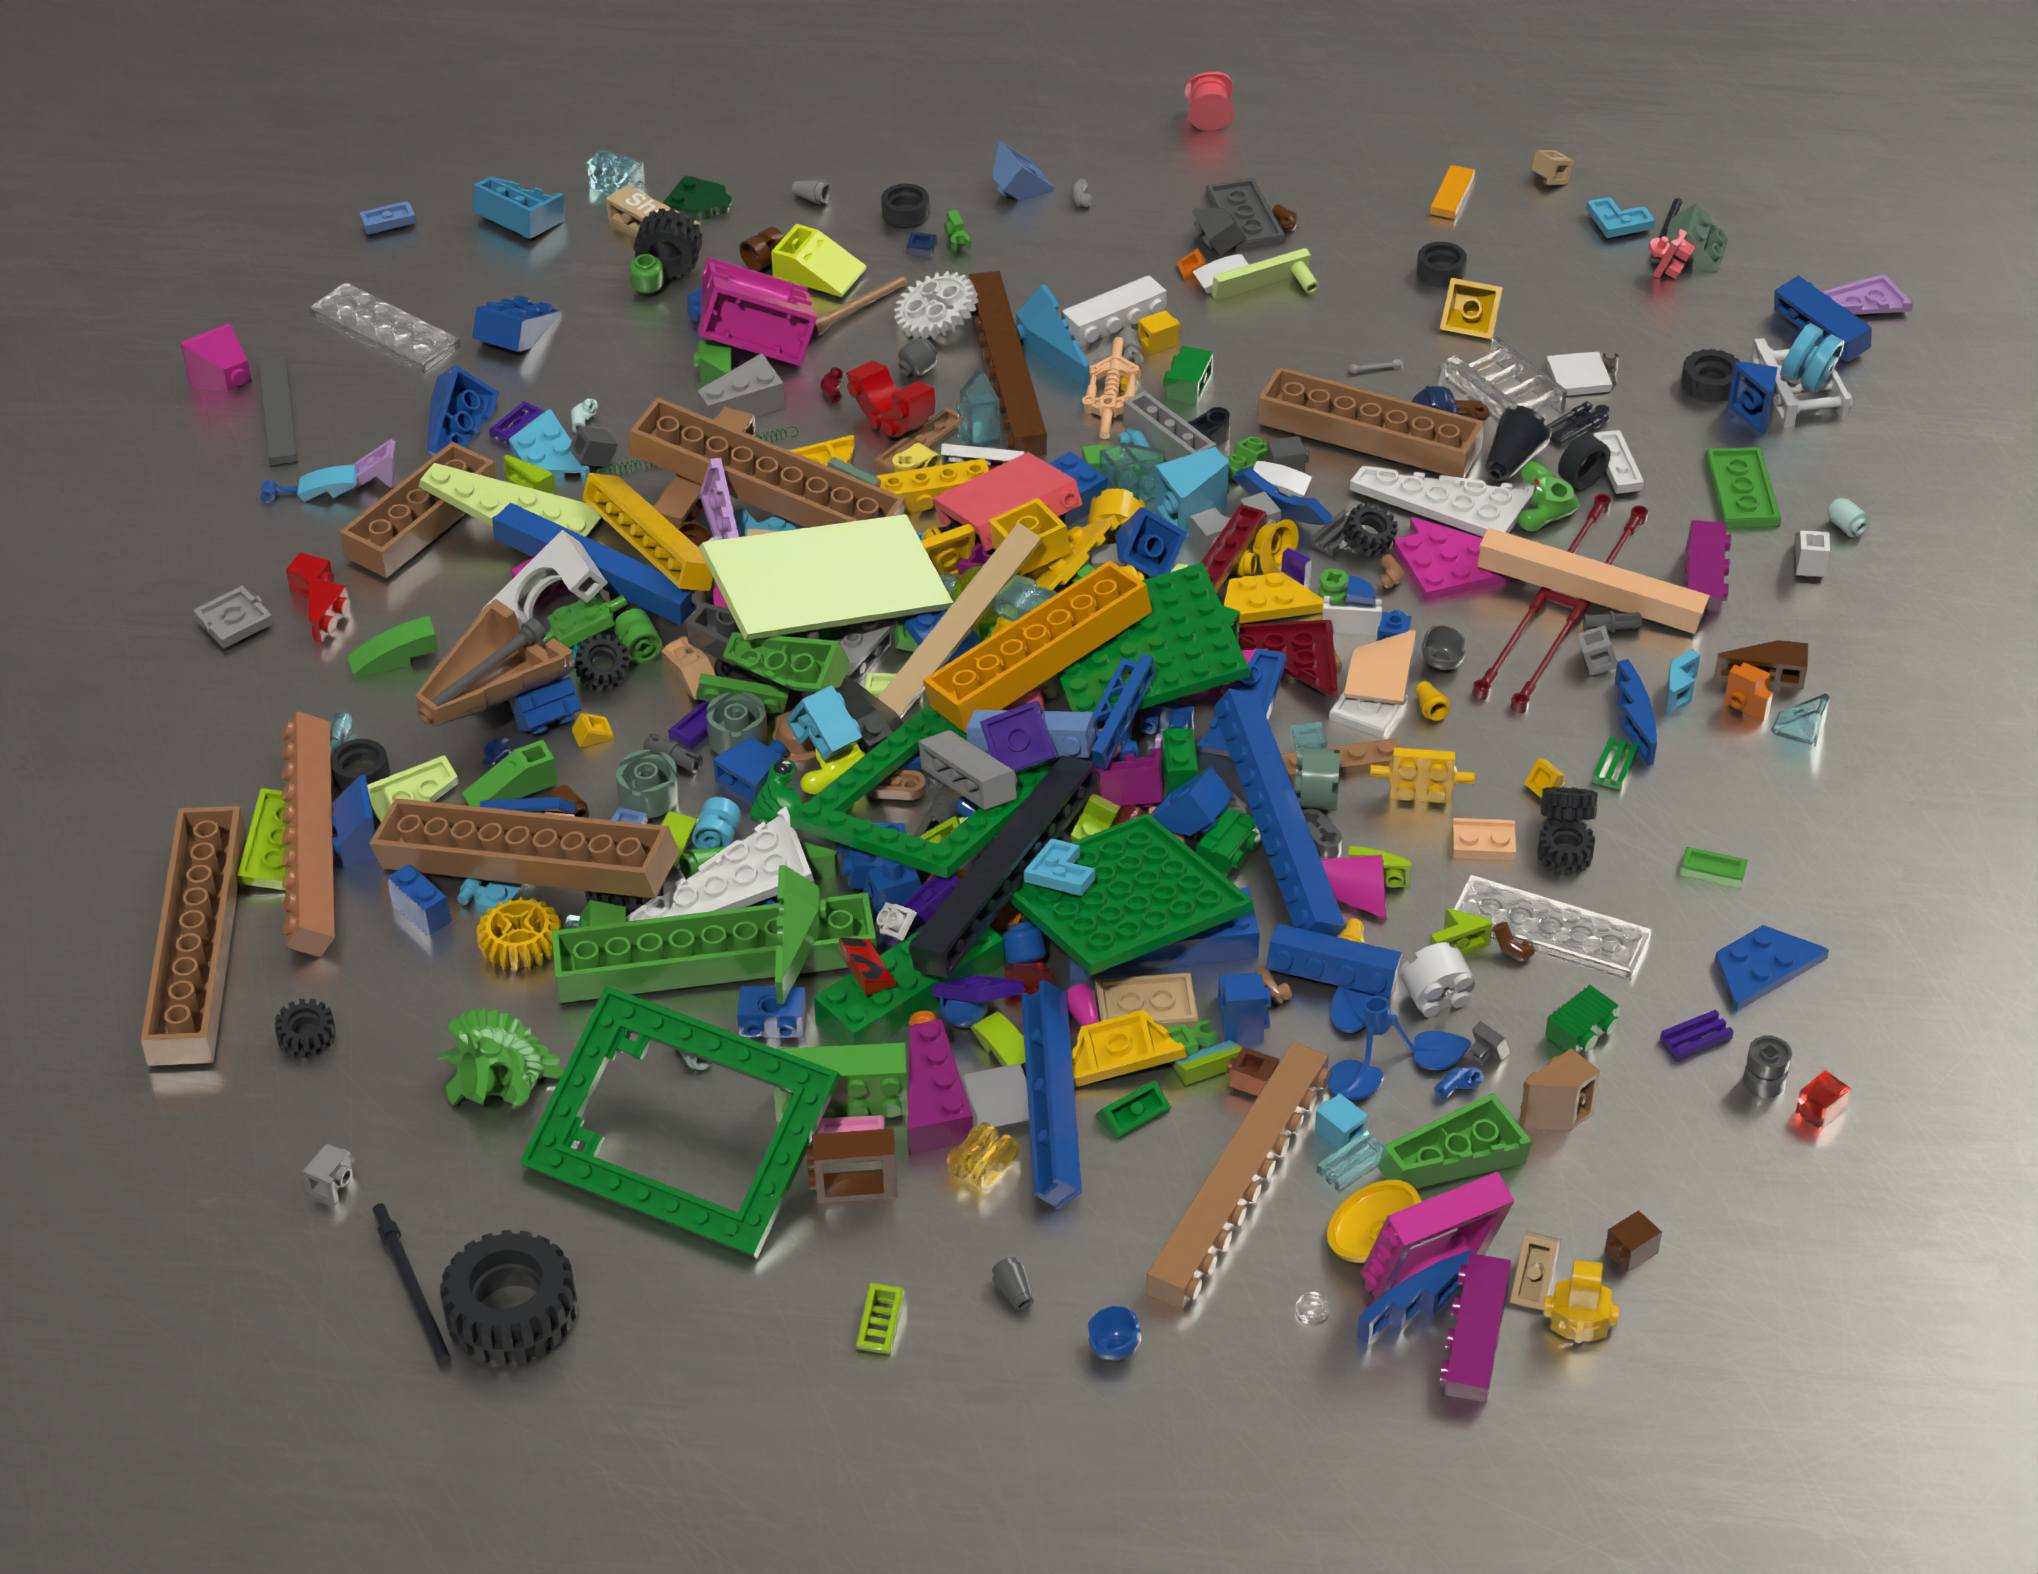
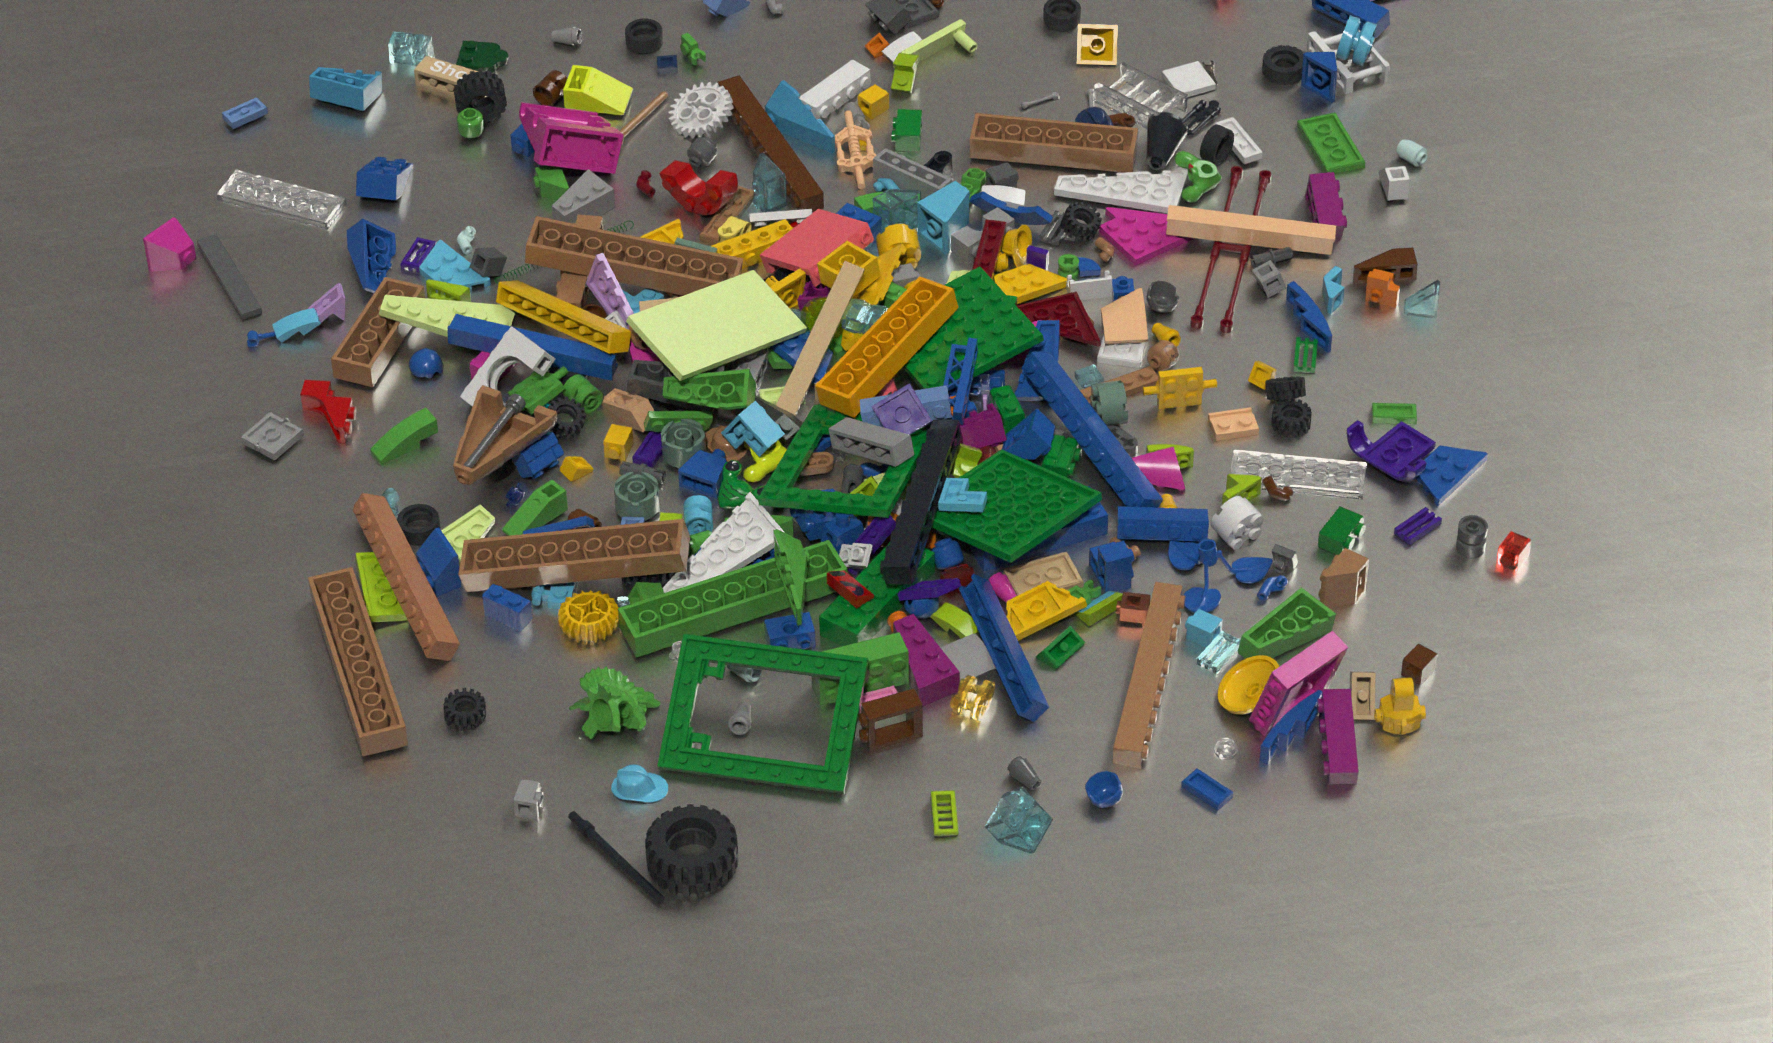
camera: 15 degrees left, 0 degrees up
(463, 559) = (425, 363): none -> blue hair
(487, 1185) = (638, 785): none -> medium azure piece
(657, 707) = (618, 442): none -> yellow brick
(658, 1120) = (741, 719): none -> light grey cone
(978, 1354) = (1019, 821): none -> clear light blue slope
(1149, 542) = (930, 259): blue slope -> none
(1211, 301) = (904, 74): none -> lime slope
(1265, 1364) = (1207, 789): none -> blue tile
(1416, 727) = (1162, 355): none -> medium nougat head
(1695, 924) = (1393, 452): none -> dark purple piece

